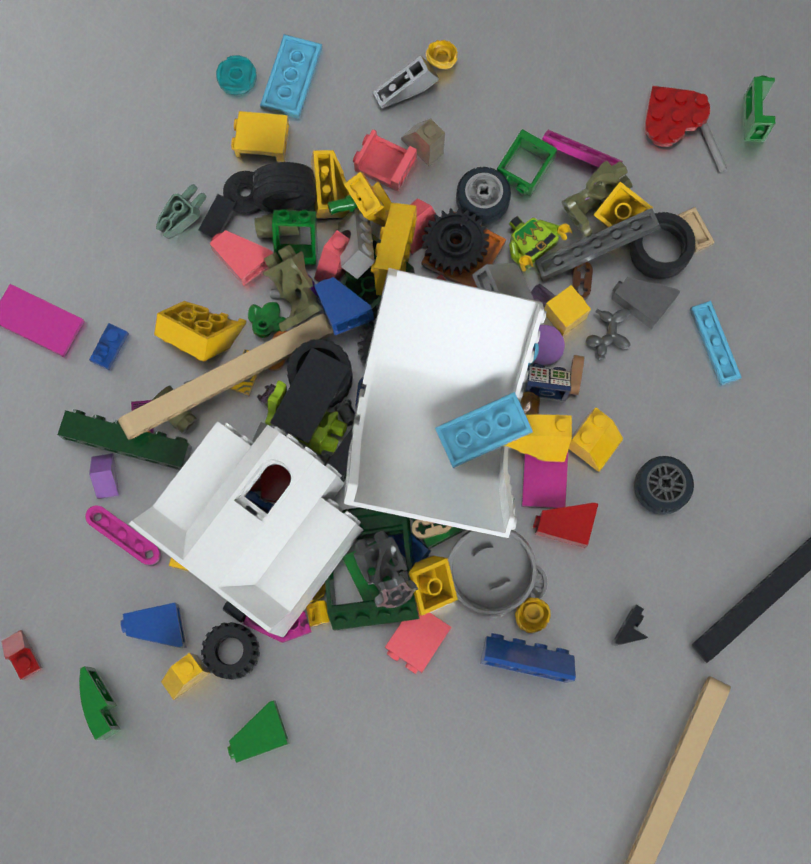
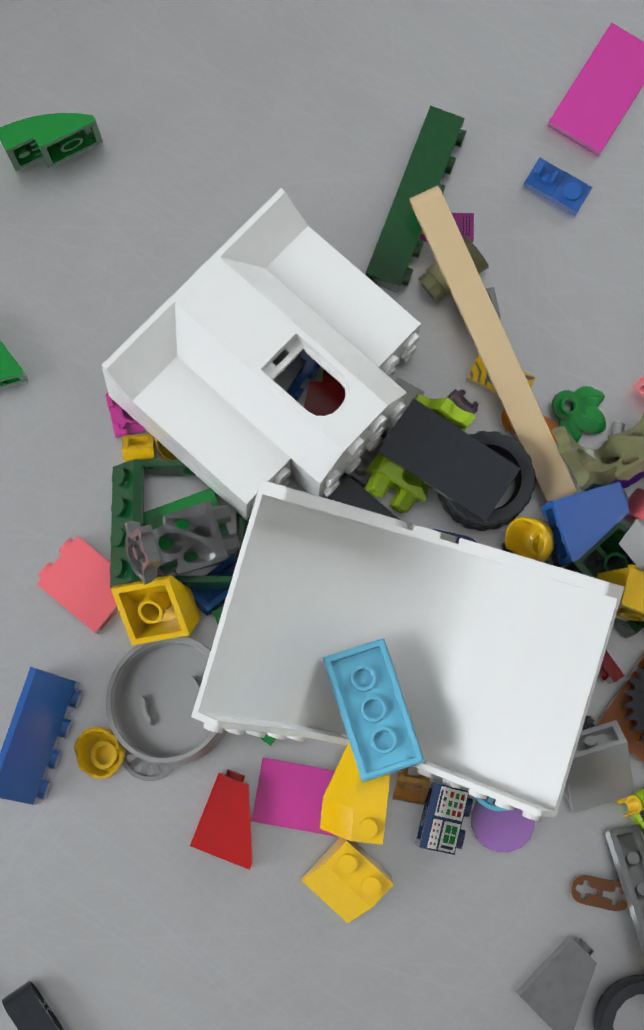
camera: 90 degrees right, 5 degrees up
(19, 652) = (133, 44): red slope -> none
(104, 476) = (368, 168): medium lavender slope -> none
(122, 535) = (289, 176): dark pink plate -> none
(156, 624) = (147, 226): blue slope -> none
(184, 675) = (75, 261): yellow slope -> none
(197, 330) = (569, 312): yellow wedge -> none
(212, 644) = (88, 300): black tyre -> none
(346, 412) = (426, 515): dark grey bush -> none
(357, 339) = (530, 538): none -> yellow hair
(541, 293) = (581, 829): clear purple tile -> none
(567, 310) = (552, 862): yellow head -> none
(576, 373) = (452, 863): medium nougat beam -> none
(612, 336) = (505, 928): dark grey piece -> none
(627, 632) = (57, 886): black slope -> none
(676, 492) = (266, 996): wheel -> none

